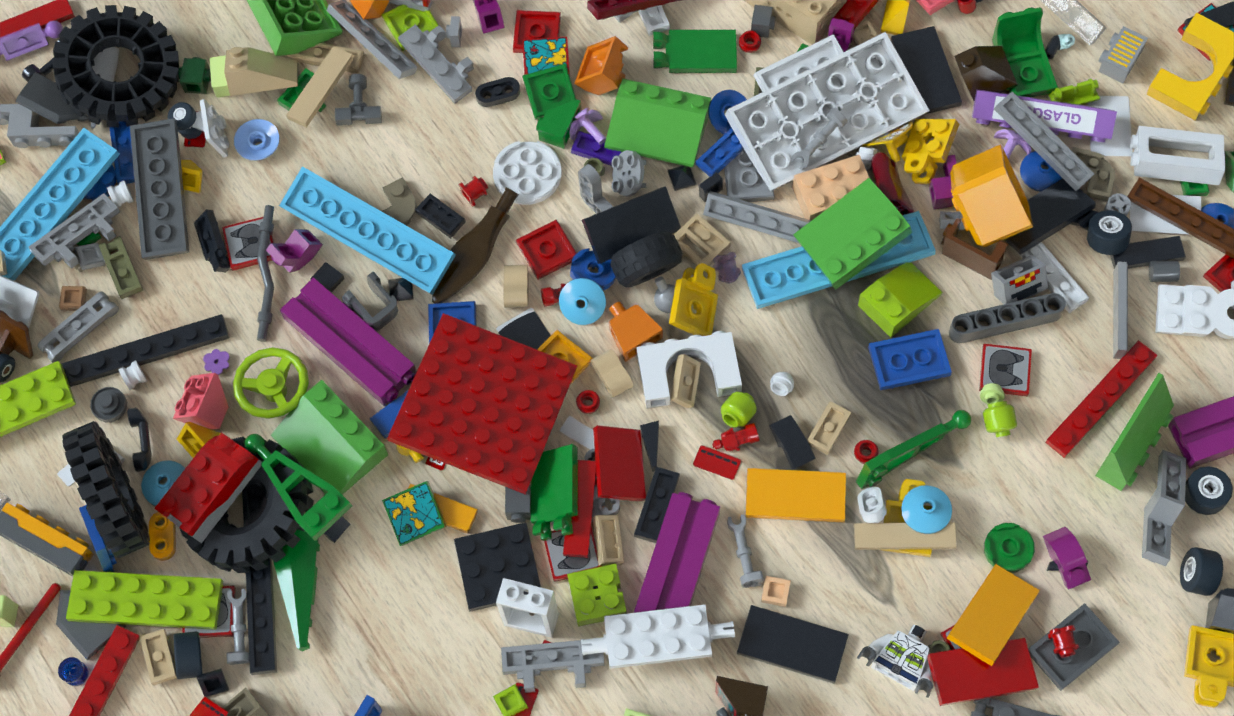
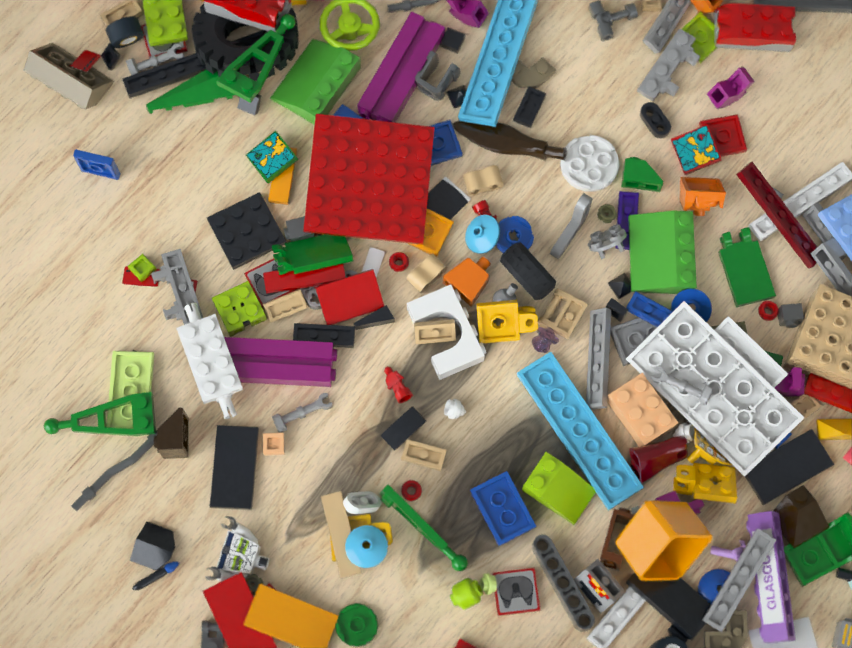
camera: 70 degrees right, 5 degrees up
(454, 31) = (700, 71): light grey plate -> none
(474, 189) = (559, 125): red brick -> none
(516, 607) = (206, 254): white piece -> none
(546, 249) = (524, 196): red tile -> none
(548, 89) = (668, 159): green tile -> none
(585, 119) = (647, 193): lavender plant -> none
(630, 222) = (559, 253): black tile -> none
(716, 462) = (374, 374): red sticker -> none
(738, 409) = (420, 379): lime head -> none
(795, 495) = (360, 442): light orange tile -> none
(853, 233) = (598, 431): bright green slope -> none
(1081, 94) = (802, 604): lime hinge -> none

